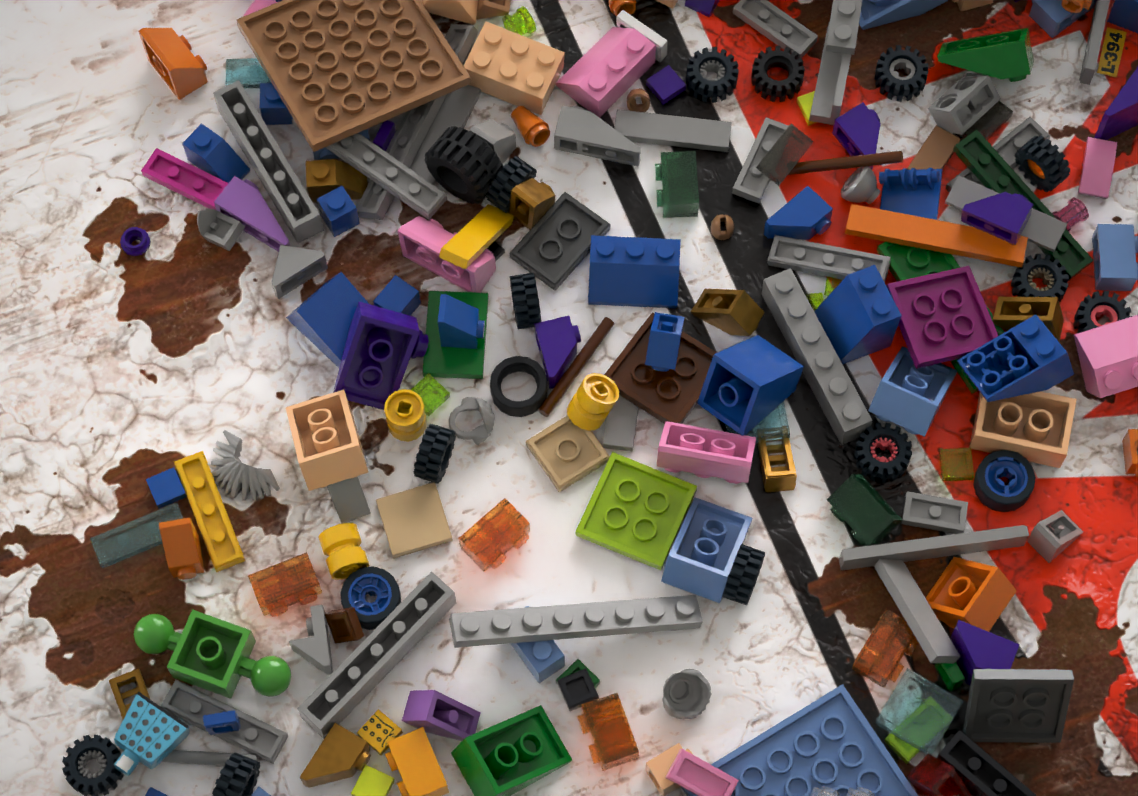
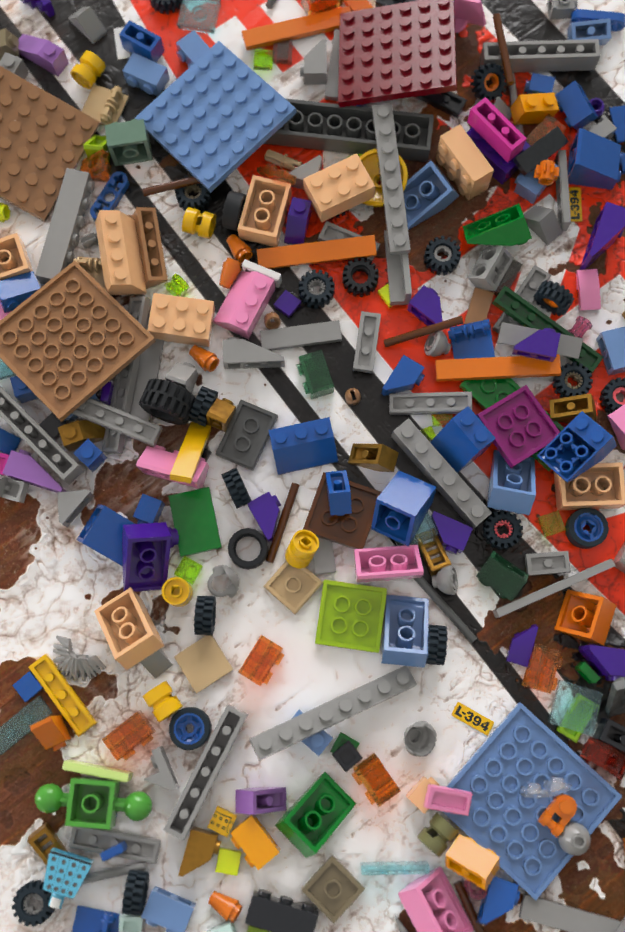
camera: 15 degrees left, 10 degrees up
(203, 604) = (97, 770): none -> yellowish green tile
(297, 159) = (51, 425): none -> black tile
(344, 625) = (177, 754): reddish brown tile -> none
(459, 323) = (196, 518): blue slope -> none
(597, 24) = (229, 272): none -> orange cone
(727, 26) = (317, 252): none -> orange tile
(769, 693) = (472, 718): none -> yellow sticker
(772, 537) = (446, 609): none -> dark grey bar
(784, 154) = (381, 335): clear smoke tile -> none
(784, 497) = (446, 580): none -> light grey brick
(809, 437) = (451, 533): none -> dark purple slope
(865, 614) = (522, 646): none -> dark purple slope
(916, 611) = (557, 640): light grey tile -> none
(1058, 66) = (543, 223): none -> light grey slope

